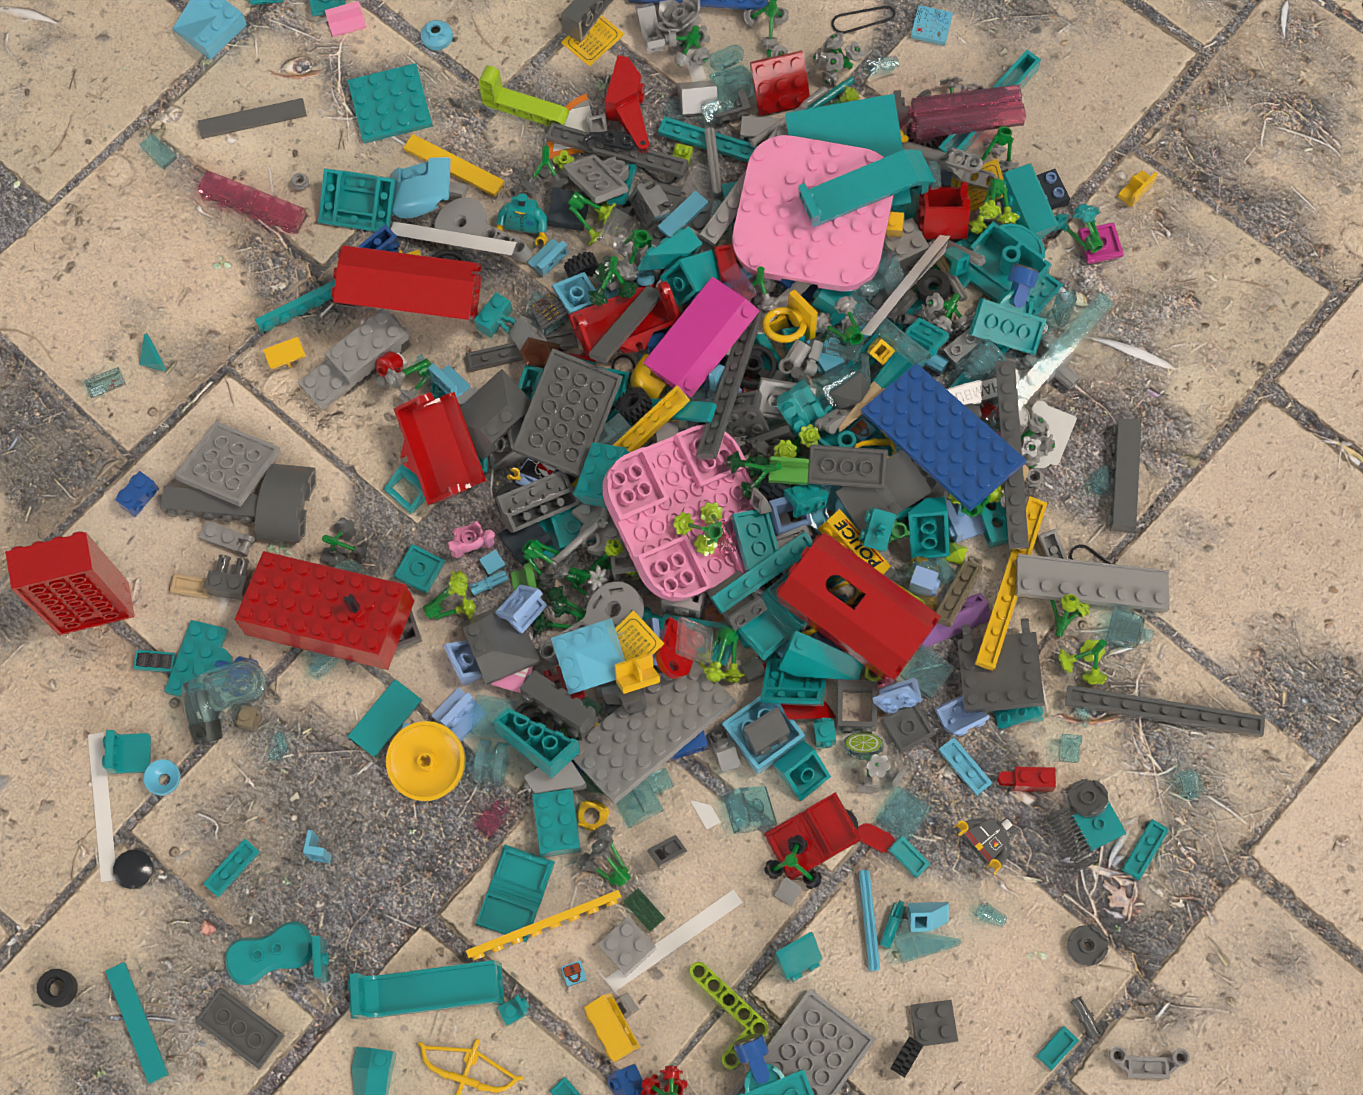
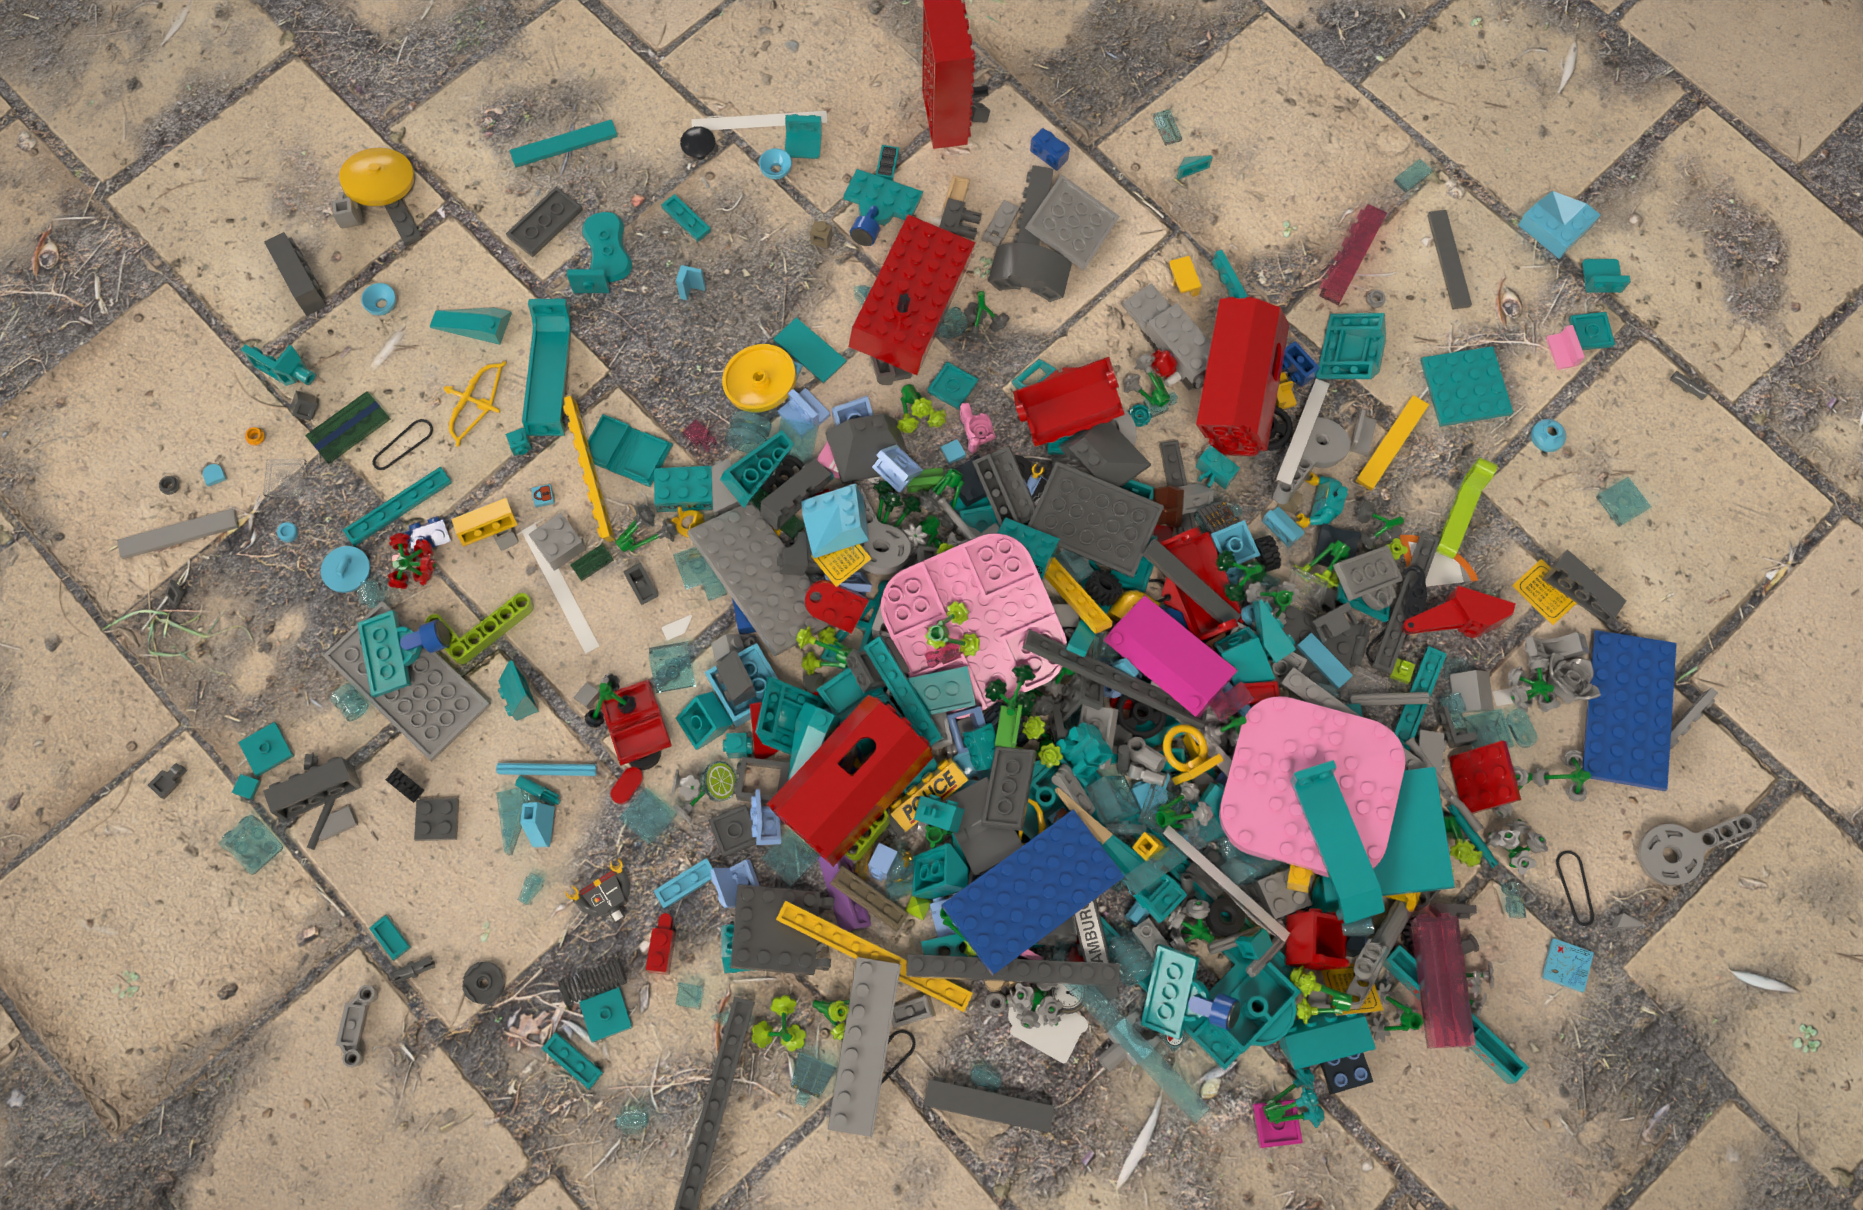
camera: 90 degrees right, 0 degrees up
(68, 994) = (606, 91): black tyre -> none
(216, 691) = (845, 202): clear light blue piece -> none
(281, 747) = (792, 262): clear light blue arm -> none
(420, 187) = (1361, 403): medium azure slope -> none
(448, 380) = (1144, 418): medium azure panel -> none
(489, 582) = (932, 446): medium azure axle -> none
(597, 123) = (1440, 586): light grey slope -> none
(636, 673) = (810, 561): yellow panel -> none
(694, 641) = (841, 622): clear plate -> none
(759, 502) = (978, 696): light grey slope -> none
(851, 391) = (1100, 807): dark grey slope -> none
(908, 856) = (602, 814): teal tile -> none
(1064, 307) = (1193, 1065): clear light blue brick -> none
(1088, 798) = (633, 1006): dark grey tile -> none
(1137, 187) = (1349, 1180): yellow panel -> none

